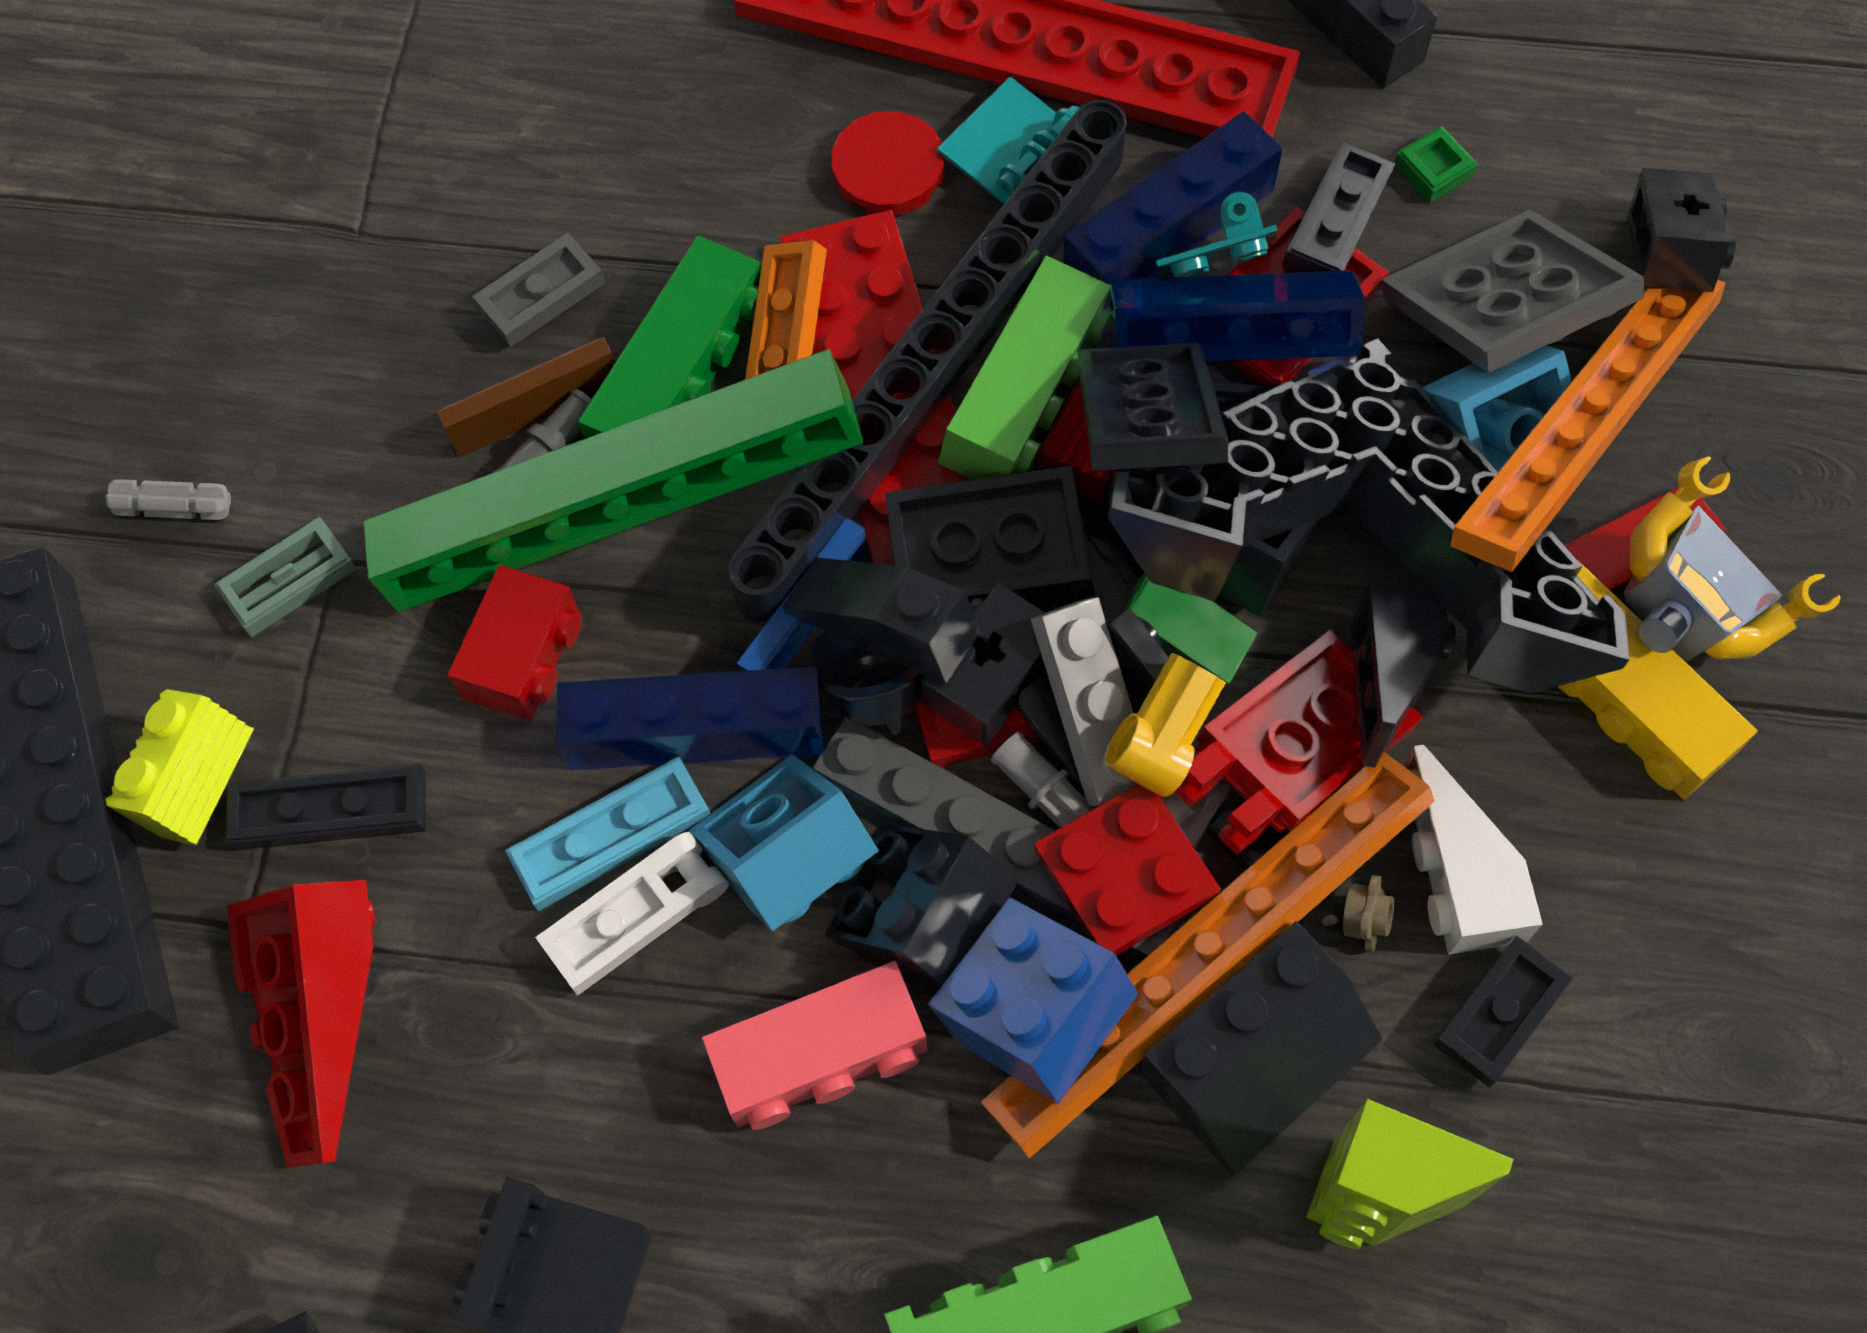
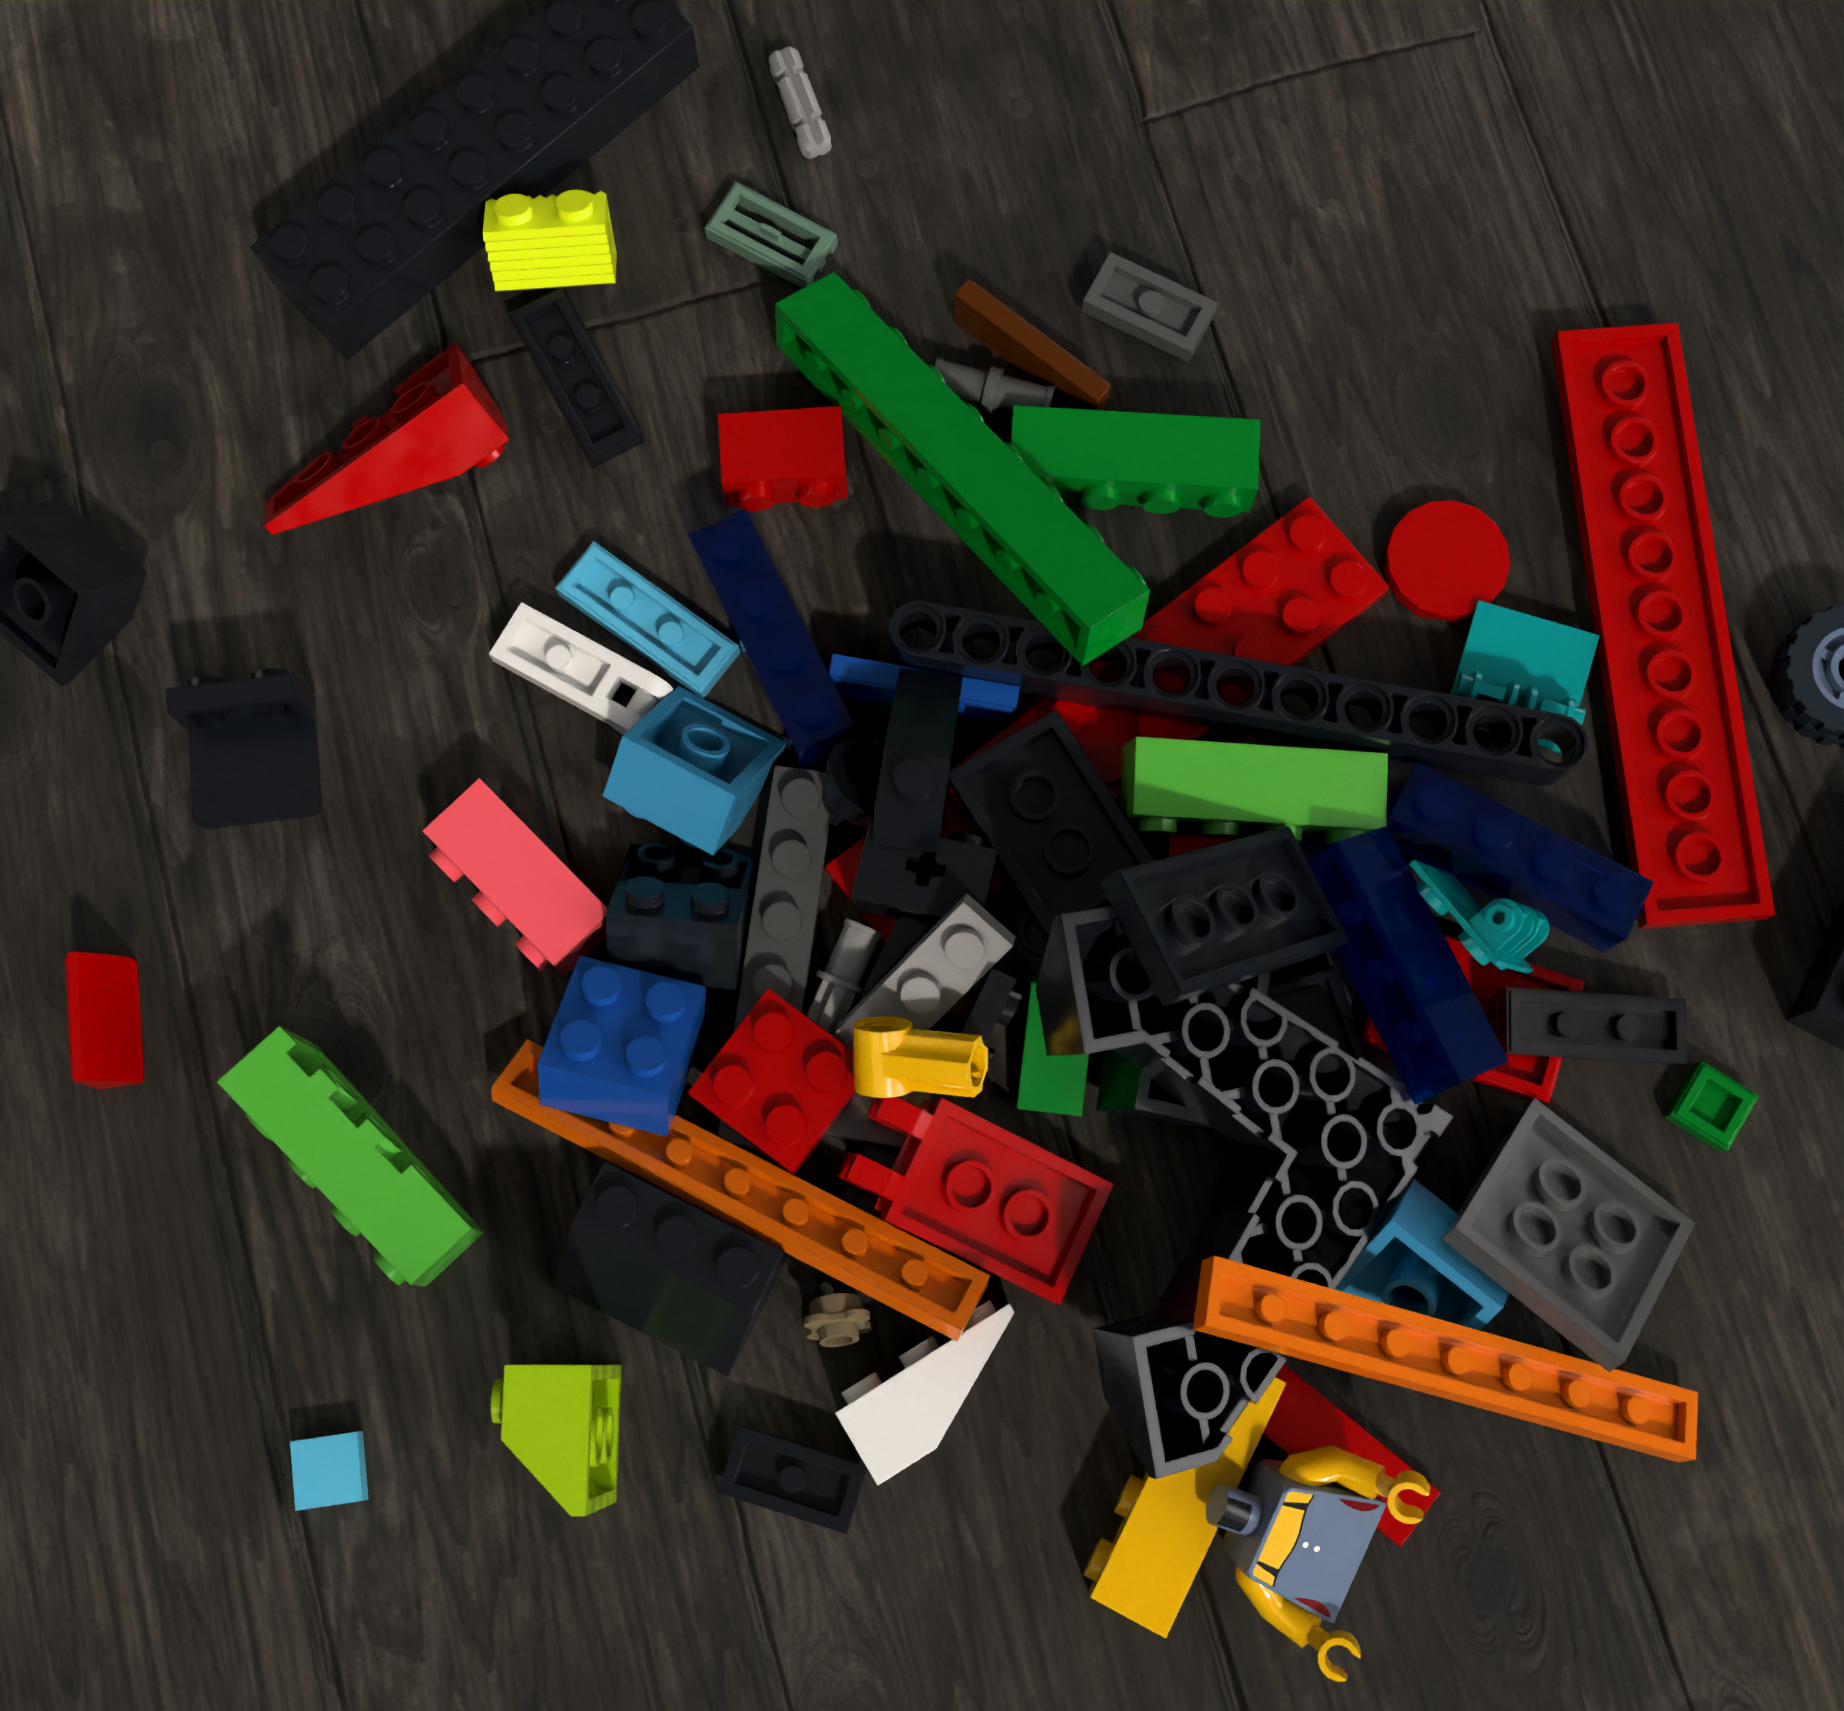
camera: 65 degrees right, 10 degrees up
(786, 305) = (1209, 540): orange plate -> none
(1395, 649) = (1106, 1256): black slope -> none
(1679, 230) = (1734, 1389): black brick -> none

